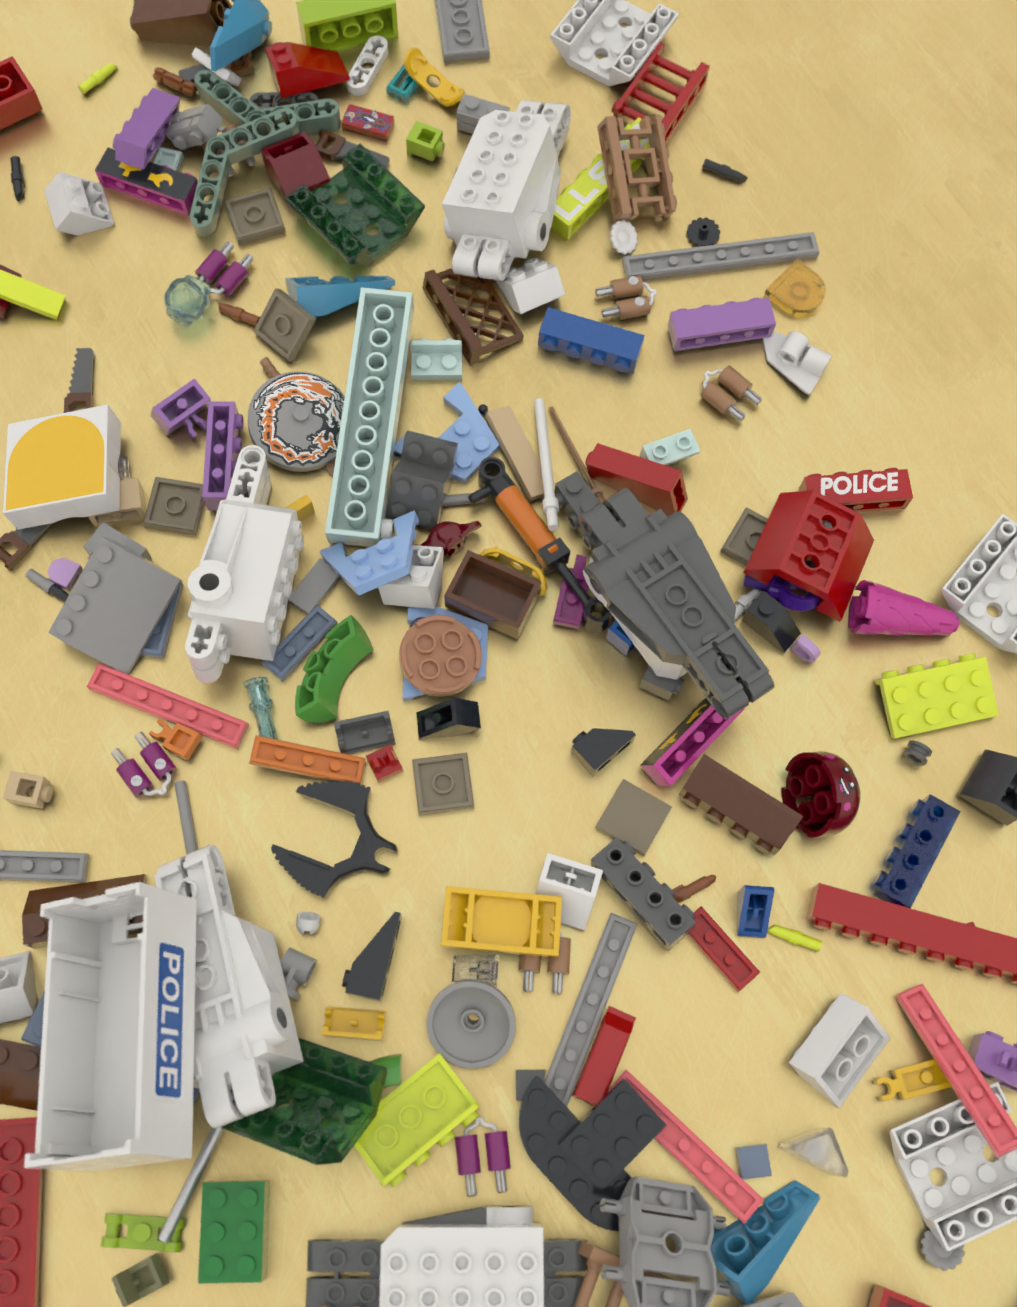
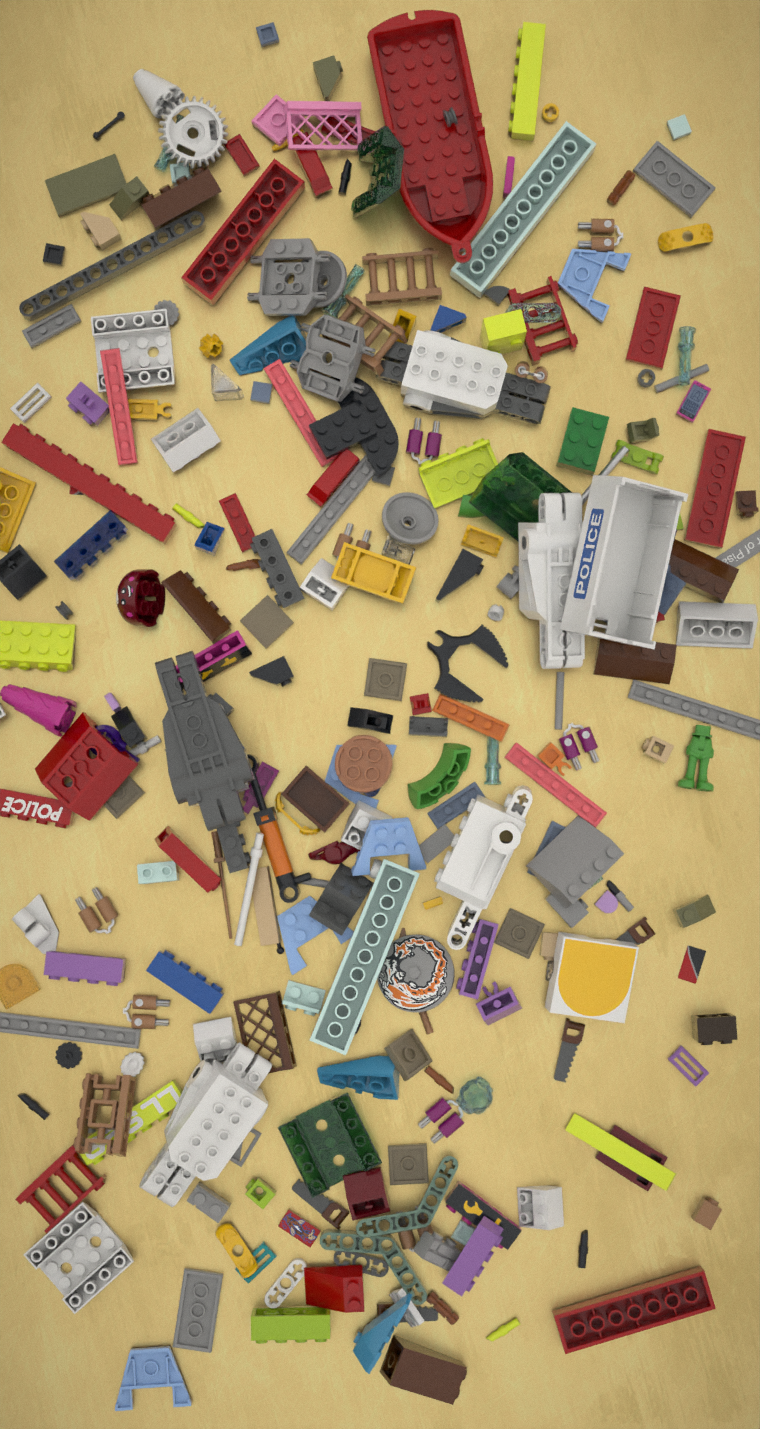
camera: 160 degrees left, 15 degrees up
(856, 1213) = (211, 345): none -> yellow gear

